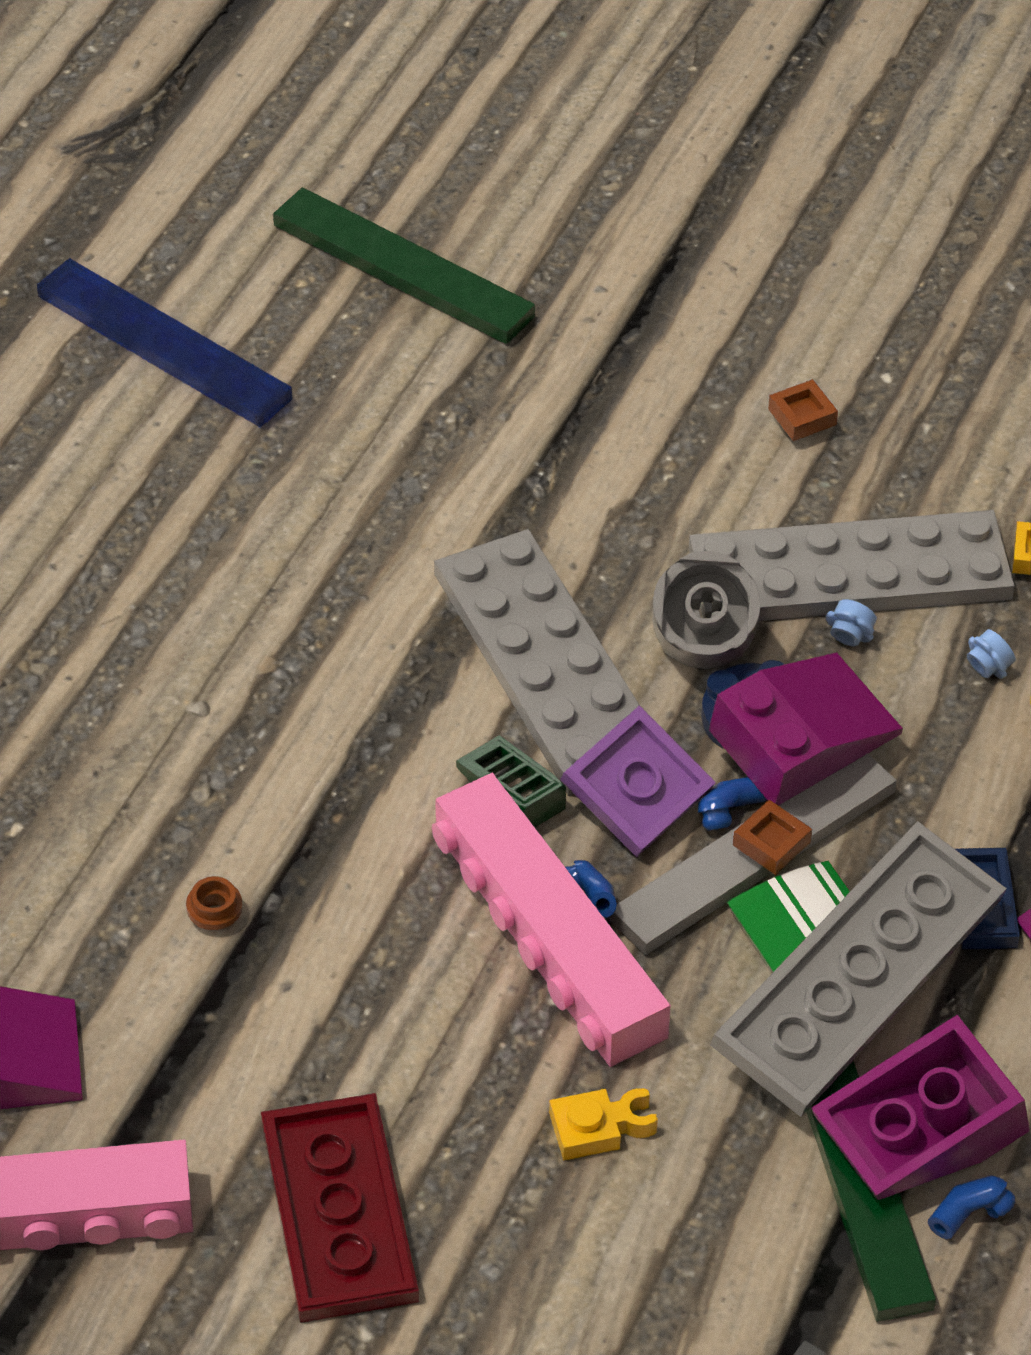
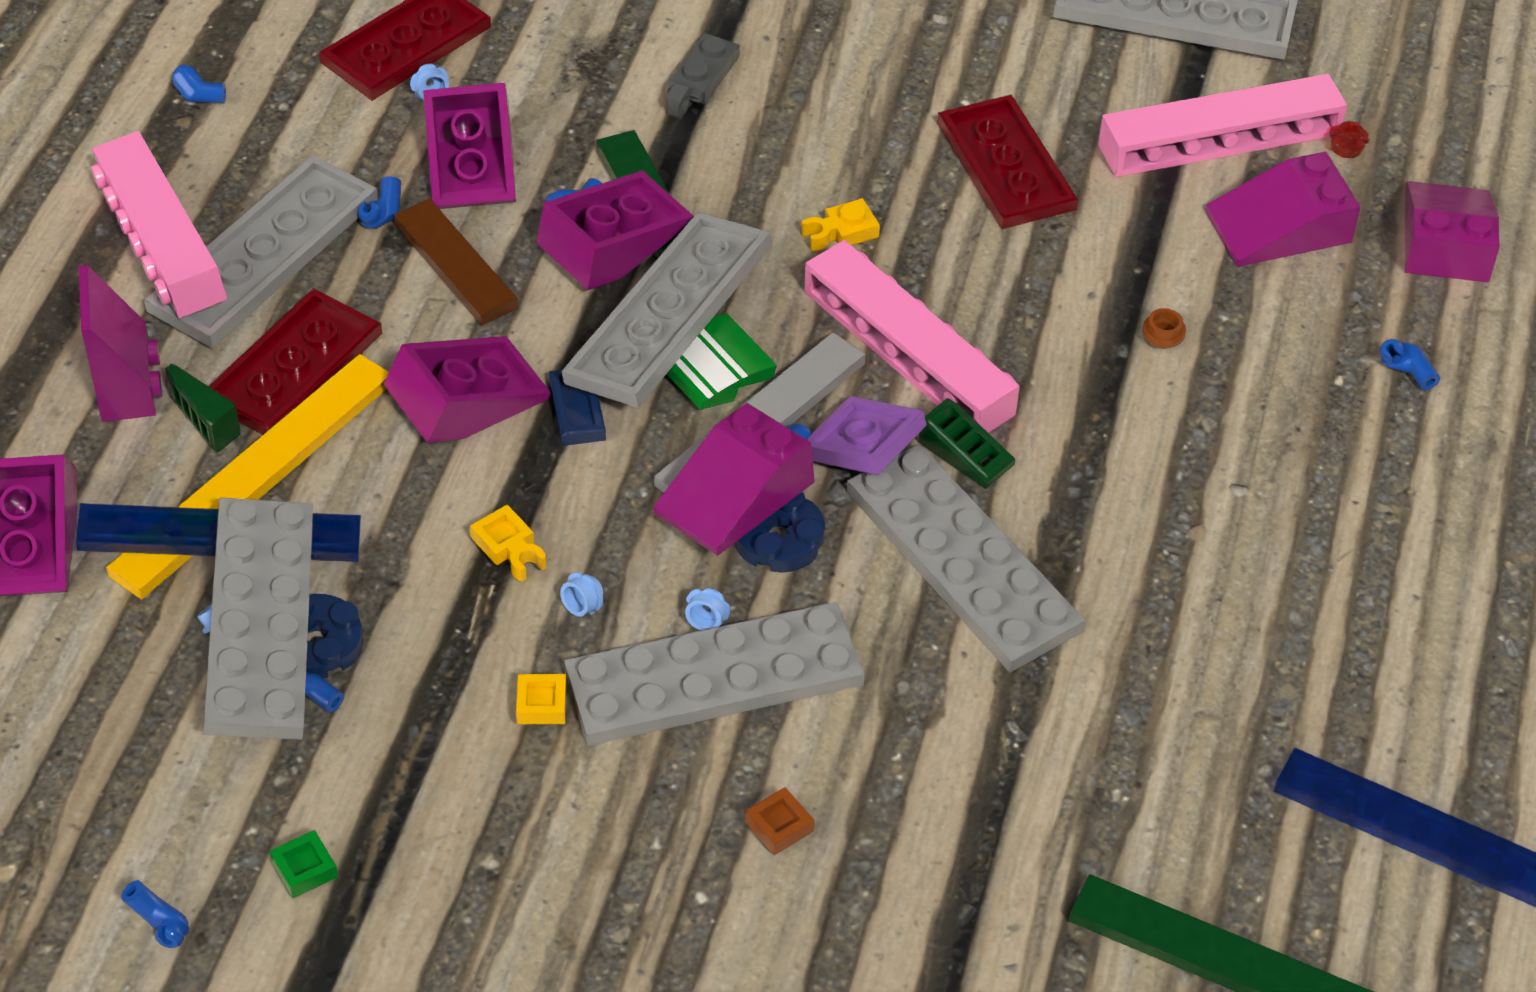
camera: 170 degrees right, 0 degrees up
(596, 886) = (881, 369): blue arm -> none
(734, 604) = (835, 565): light grey brick -> none
(772, 837) = (750, 389): dark orange plate -> none

